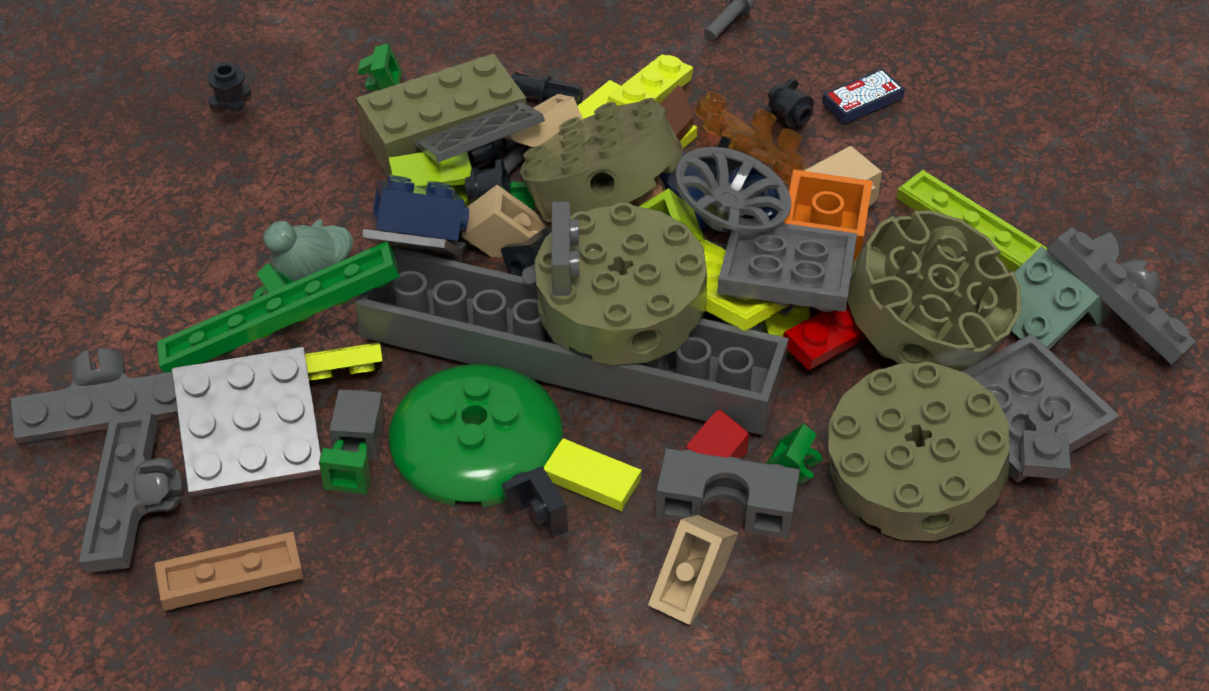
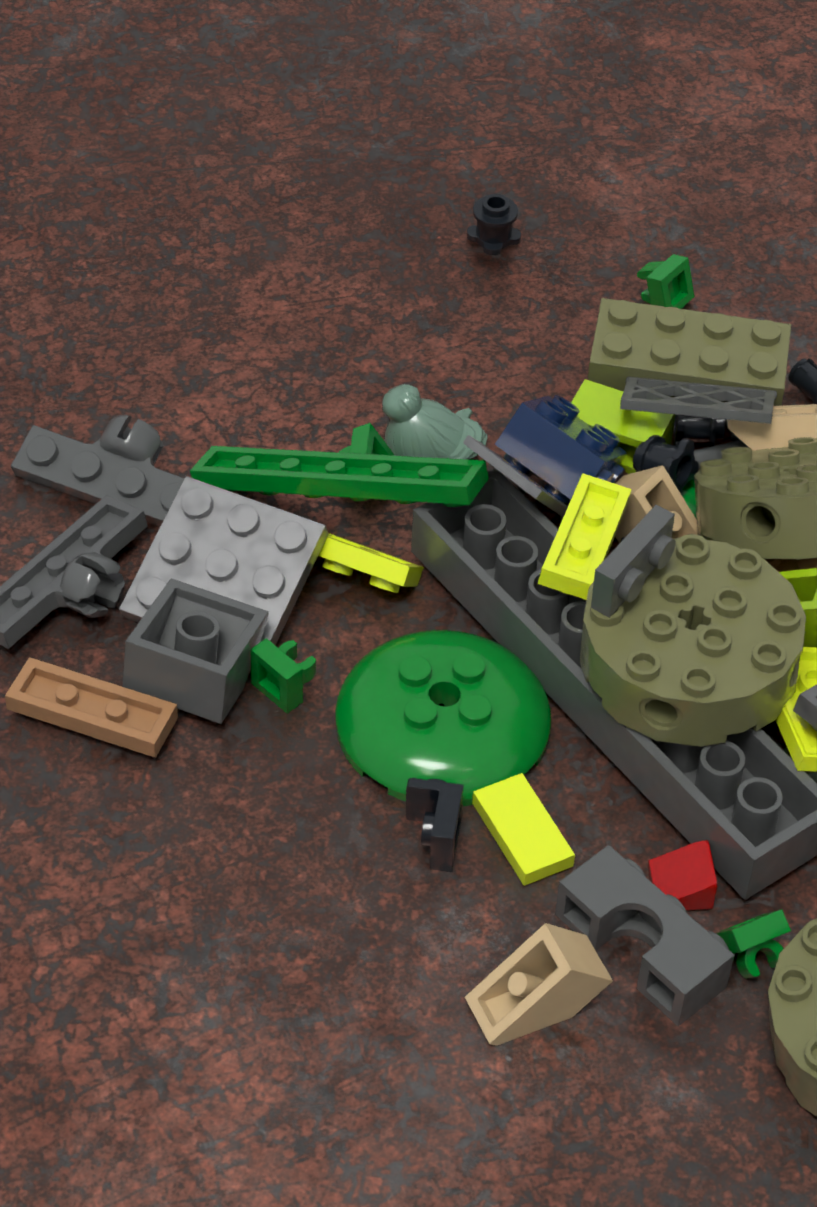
camera: 35 degrees right, 0 degrees up
(276, 485) = (193, 649): none -> dark grey slope
(357, 420) = (332, 633): dark grey brick -> none
(491, 257) = (584, 536): none -> neon yellow plate

